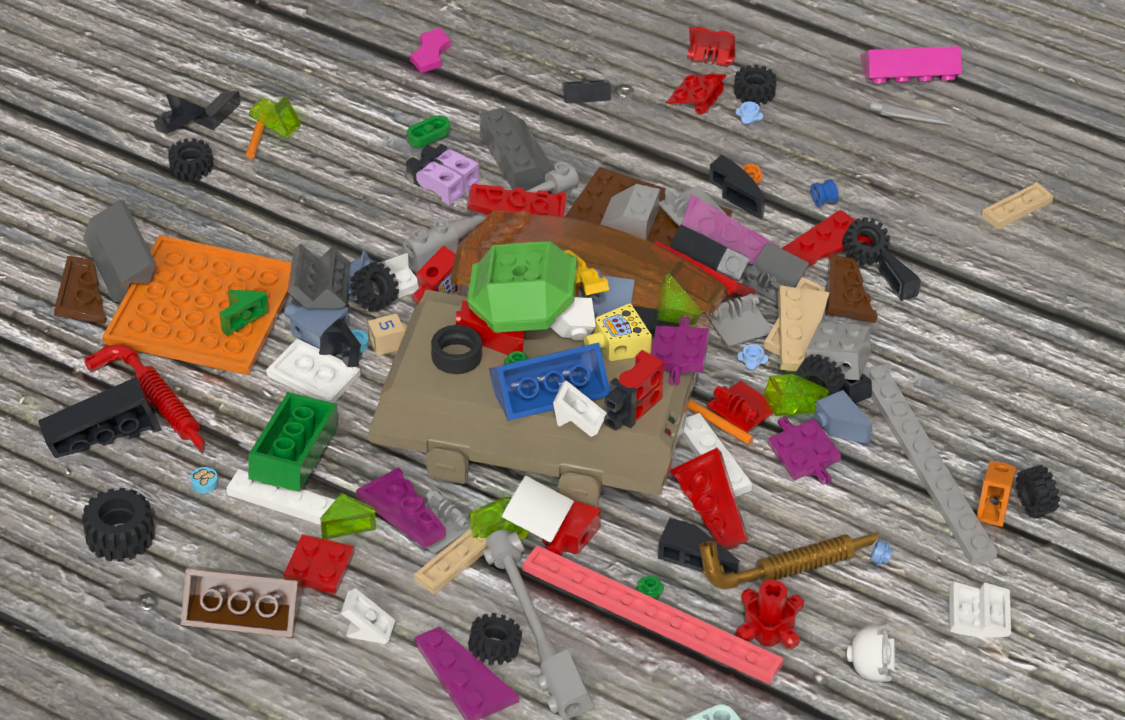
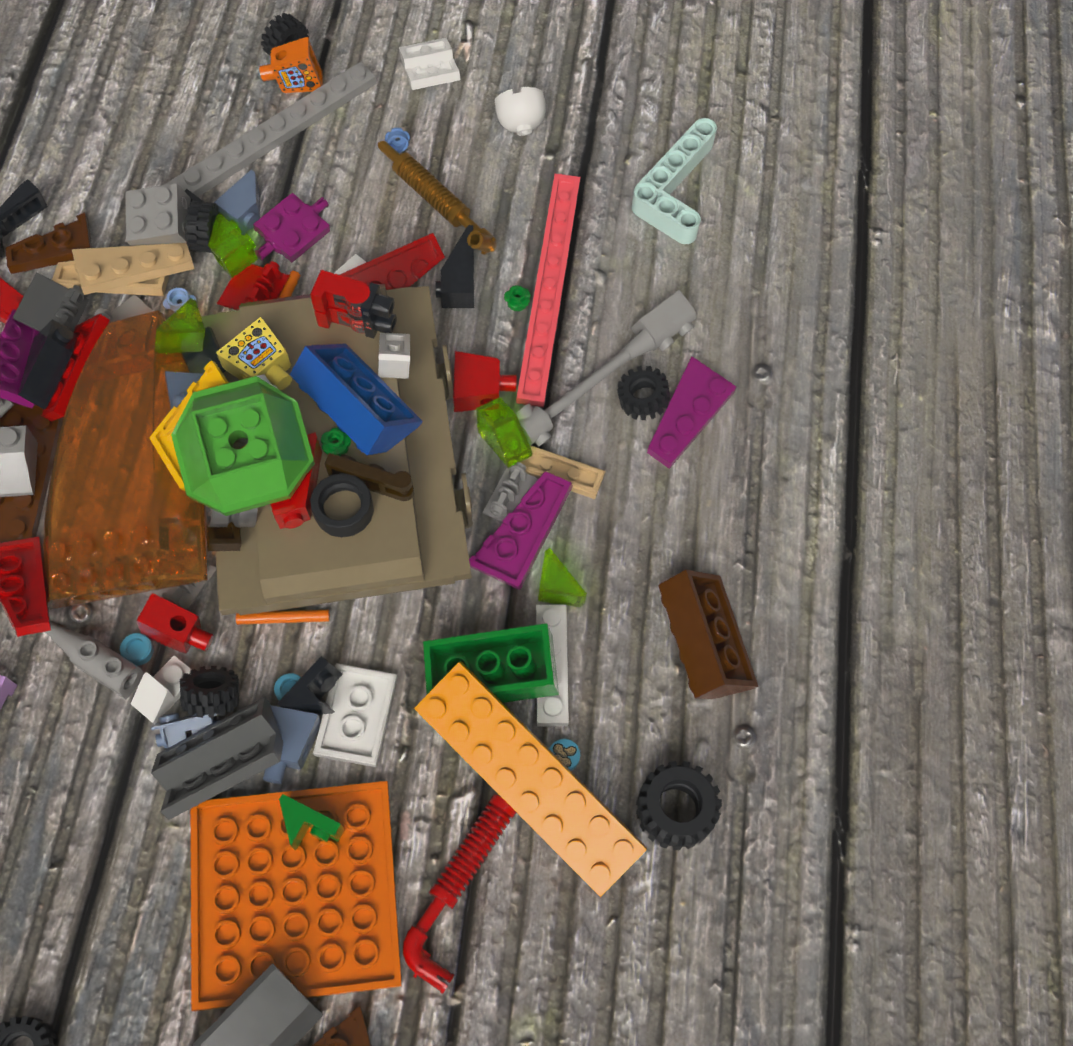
camera: 115 degrees left, 20 degrees up
(100, 419) = (543, 911): black wedge -> none
(193, 435) = (531, 779): none -> light orange plate
(320, 563) = (621, 589): red plate -> none
(366, 619) = (675, 511): white slope -> none
(386, 333) = (274, 653): tan brick -> none
(470, 369) = (375, 477): none -> dark brown plate
(537, 508) = (493, 389): white slope -> none
(681, 348) = (253, 297): magenta plate -> none
(770, 615) = (513, 193): red piece -> none

